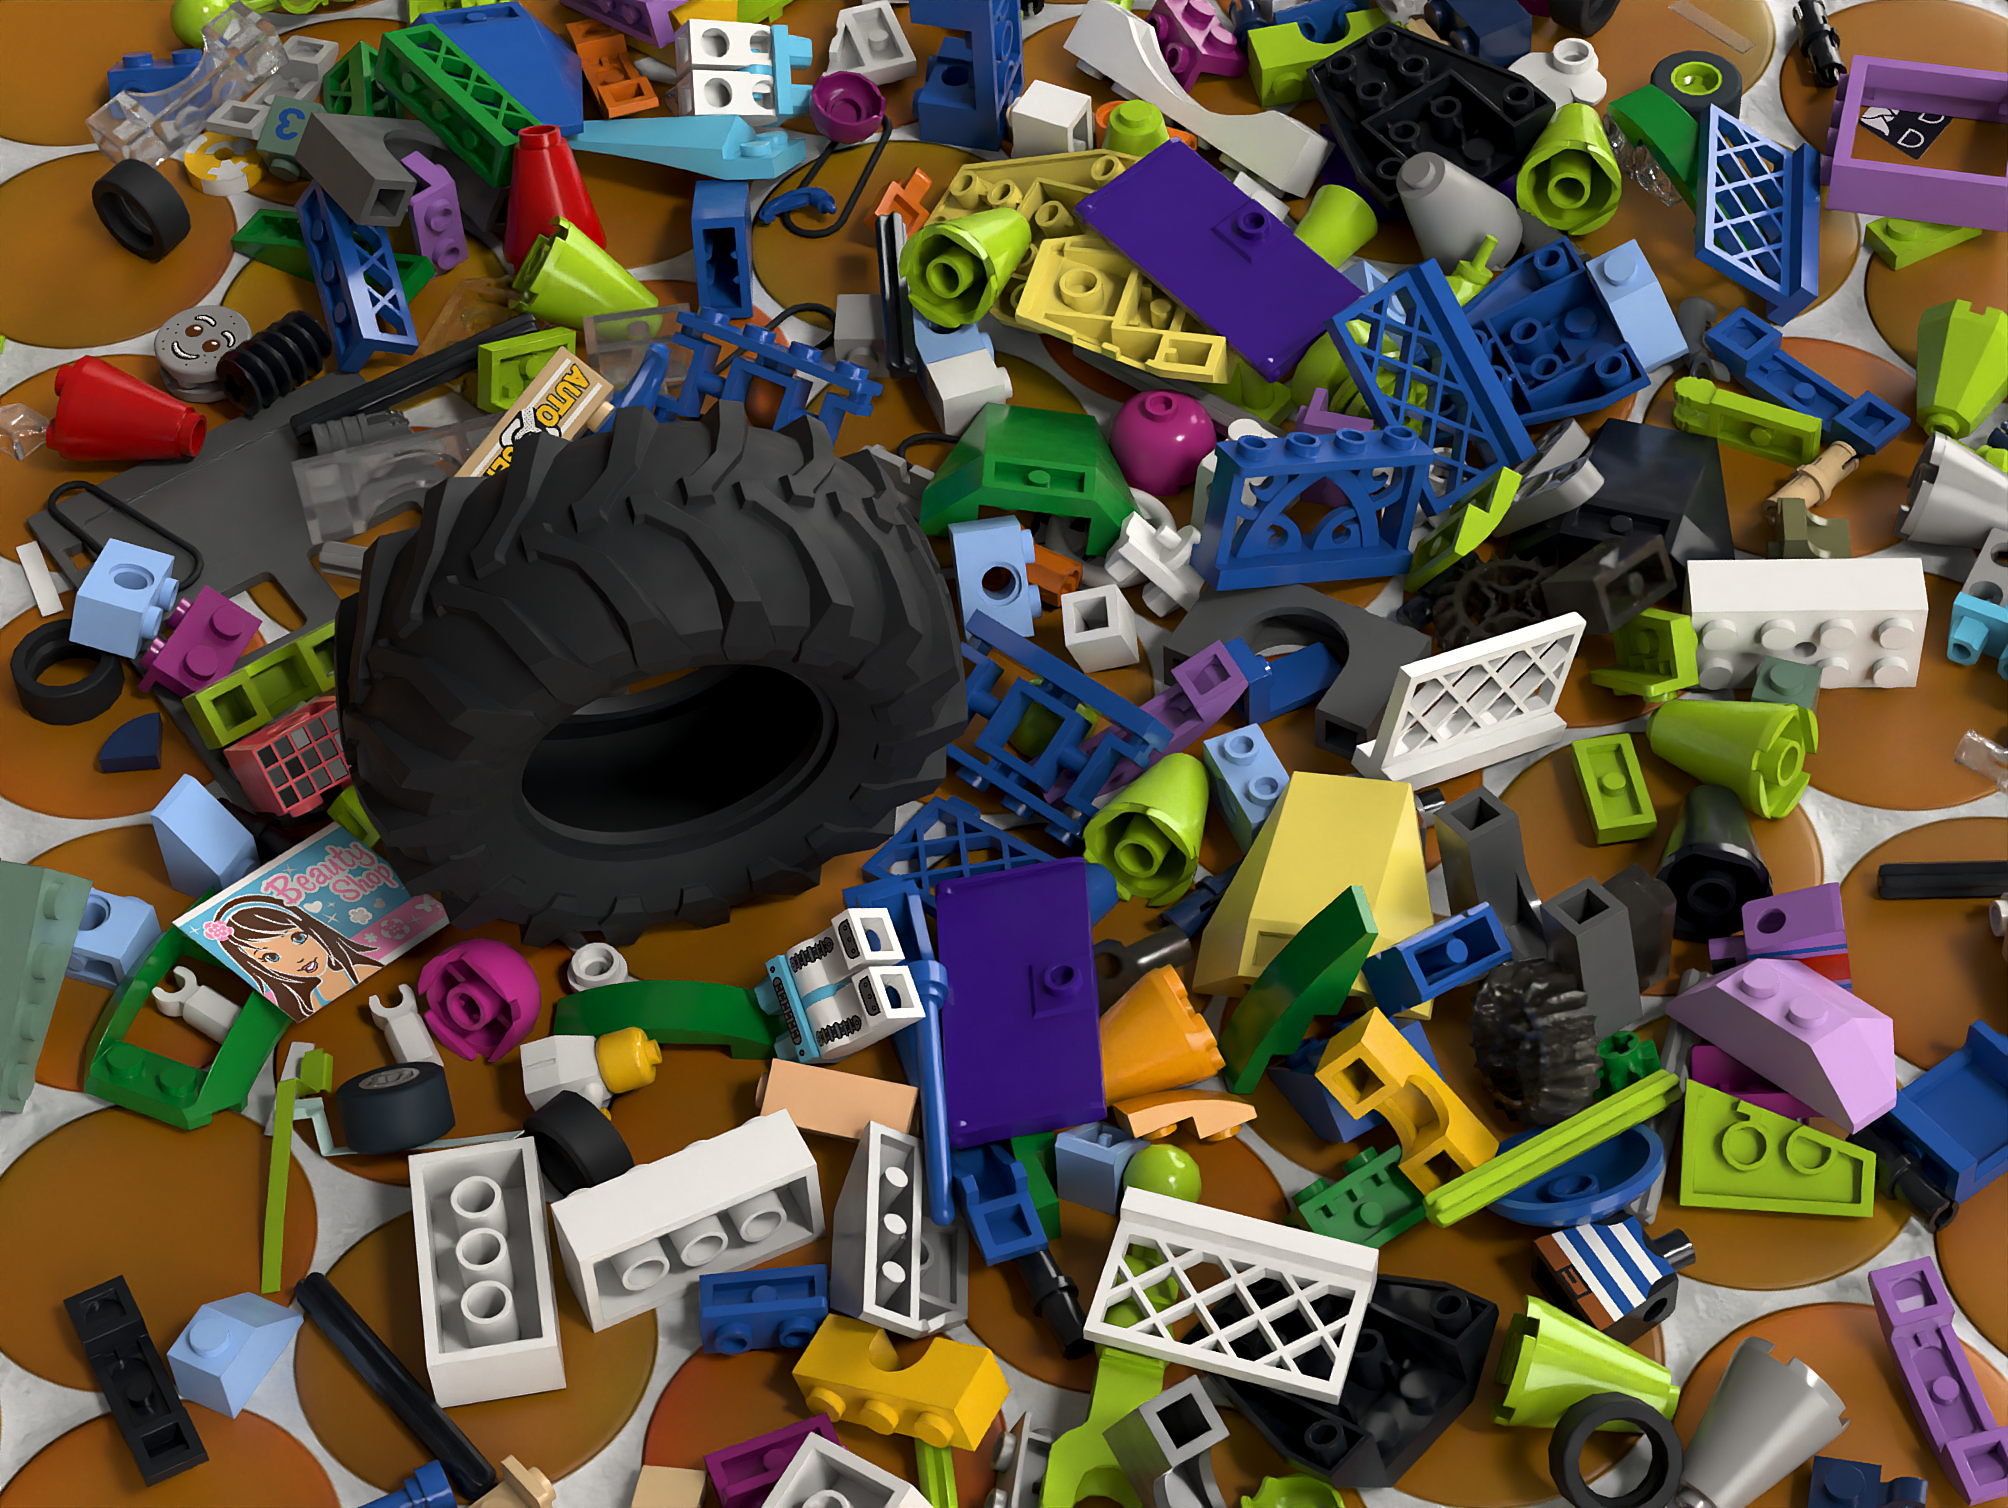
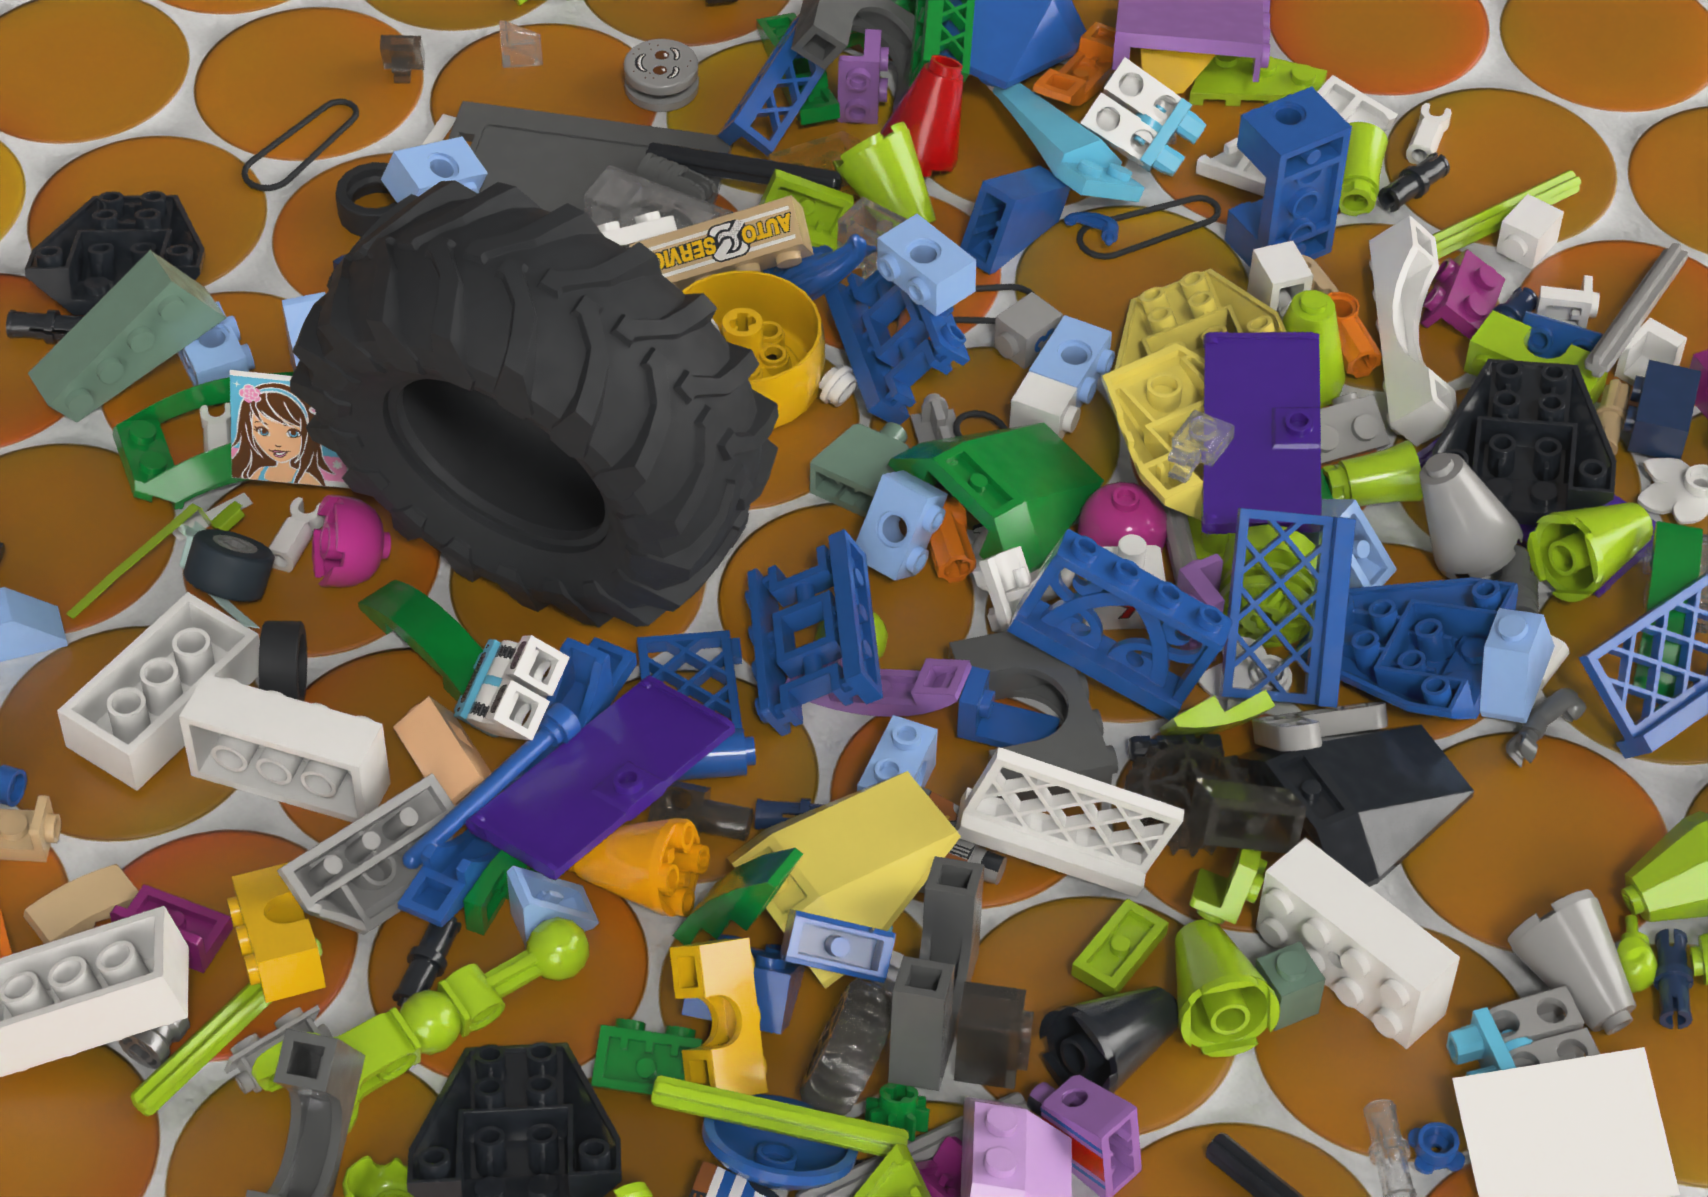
camera: 40 degrees right, 0 degrees up
(119, 418) = (560, 72): red cone -> none
(129, 511) = (481, 103): black piece -> none
(273, 362) = (680, 102): black piece -> none
(396, 1386) = (51, 743): black axle -> none
(406, 501) = (646, 227): none -> white wing
(589, 1067) = (342, 625): piece -> none
(594, 960) = (431, 578): white plate -> none
(762, 1308) = (269, 829): blue bracket -> none
(769, 317) = (926, 265): none -> light blue brick
(846, 107) = (1188, 184): magenta hair -> none
(895, 303) = (1057, 315): black axle -> none
(902, 198) = (1144, 271): orange plate -> none
(963, 264) = (1115, 322): lime cone -> none
(1099, 628) = (931, 604): white brick -> none
(1153, 830) = (812, 743): lime cone -> none
(1188, 302) = (1197, 441): none -> clear plate
(1201, 1111) = (632, 926): light orange slope -> none
(1234, 1244) = (532, 1029): white fence -> none
(1472, 277) = (1430, 566): lime piece -> none
(1746, 423) = (1505, 797): lime hinge -> none
(1755, 359) = (1571, 801): blue slope -> none
(1805, 535) = (1434, 901): olive brick -> none
(1816, 479) = (1498, 868): tan pin -> none

